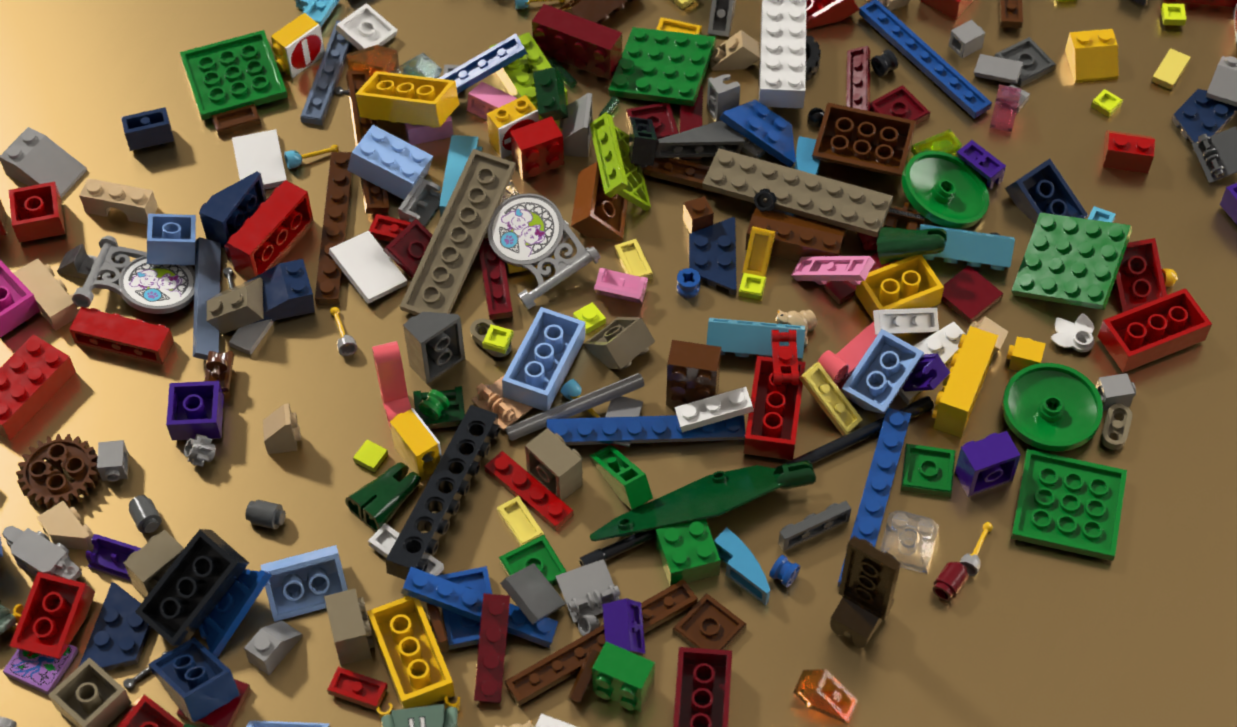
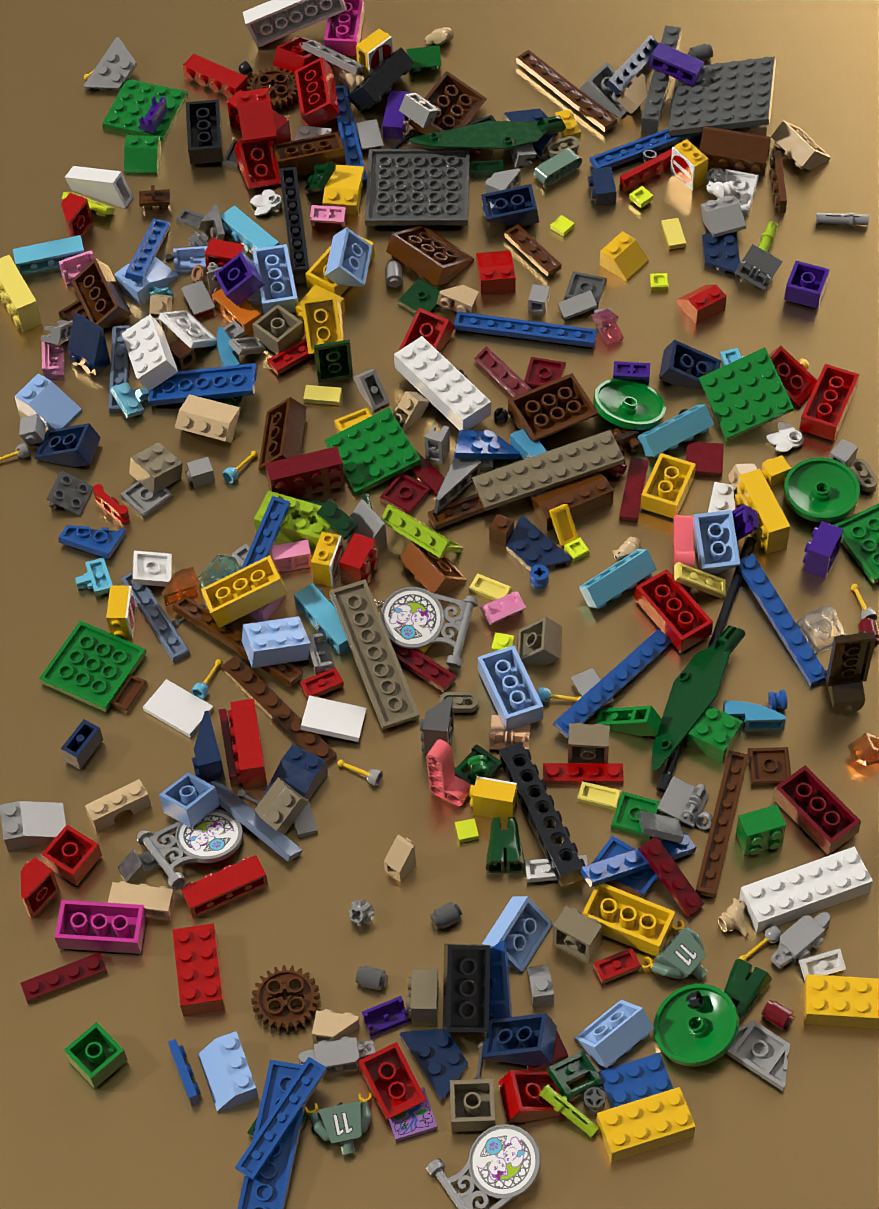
camera: 40 degrees left, 0 degrees up
(112, 460) = (313, 962): light grey brick -> none
(195, 410) = (332, 890): dark purple brick -> none
(220, 369) = (317, 856): reddish brown hips -> none
(409, 247) = (349, 685): dark red tile -> none
(497, 339) = (468, 698): neon yellow tile -> none
(575, 406) = (558, 702): light grey axle -> none
(584, 676) = (737, 847): reddish brown tile -> none
(624, 625) = (729, 803): dark purple hinge -> none
(642, 142) = (420, 507): black slope -> none
(692, 372) = (614, 627): reddish brown brick -> none
(714, 409) = (645, 637): white plate -> none
(759, 200) = (542, 488): black plate -> none
(784, 357) = (654, 575): red plate -> none
(814, 525) = (764, 661): dark grey plate -> none
(833, 268) = (622, 500): bright pink hinge -> none
(884, 63) = (506, 350): black wheel -> none
(902, 243) = (645, 455): dark green piece -> none
(906, 320) = (692, 501): white plate -> none
(928, 470) = (791, 580): green tile -> none
(943, 142) = (593, 378): clear neon green plate -> none

